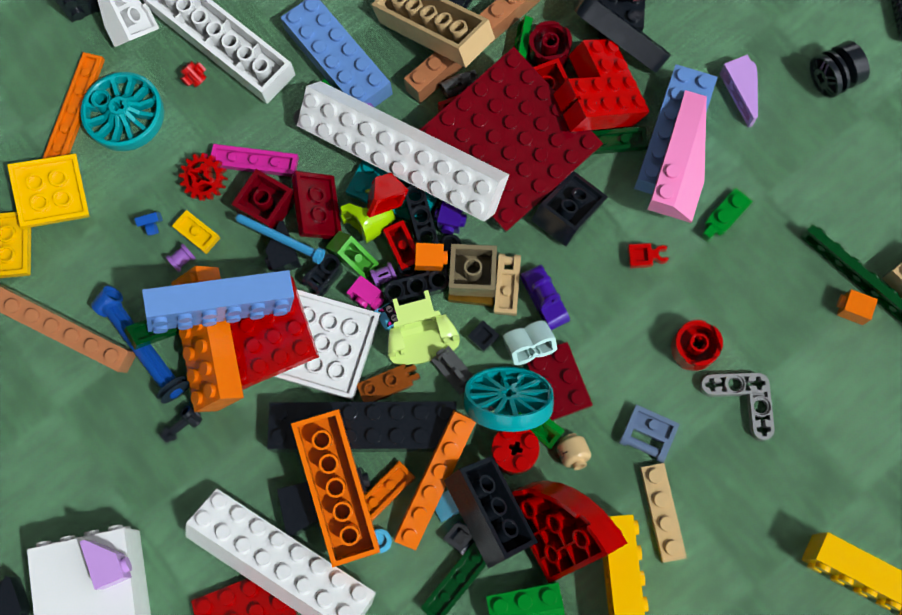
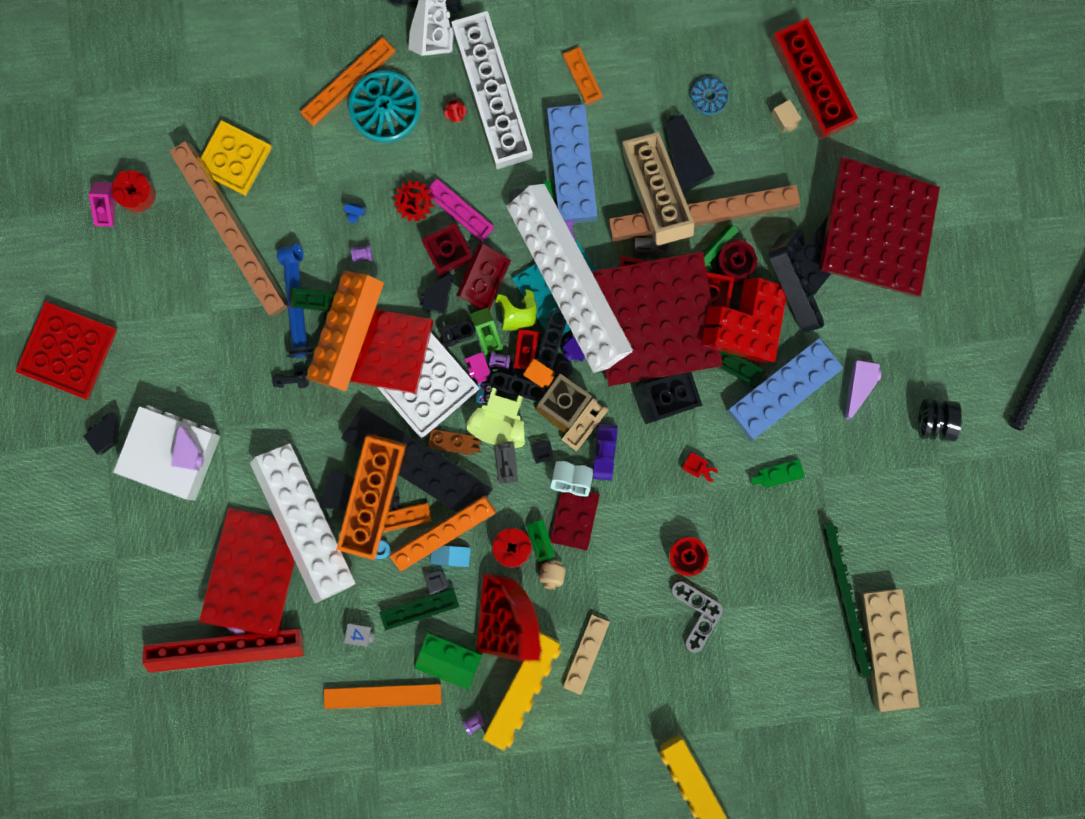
camera: 25 degrees right, 10 degrees up
(48, 191) = (294, 140): yellow plate -> none
(196, 232) = (384, 240): yellow plate -> none
(218, 301) = (367, 315): medium blue brick -> none
(316, 254) = (442, 288): dark azure bar -> none
(385, 194) = (535, 306): red slope -> none
(490, 511) = (466, 579): black brick -> none
(508, 393) = (528, 510): teal piece -> none
(652, 426) = (619, 592): sand blue plate -> none
(683, 163) = (769, 420): bright pink wedge -> none
(856, 307) = (822, 601): orange brick -> none

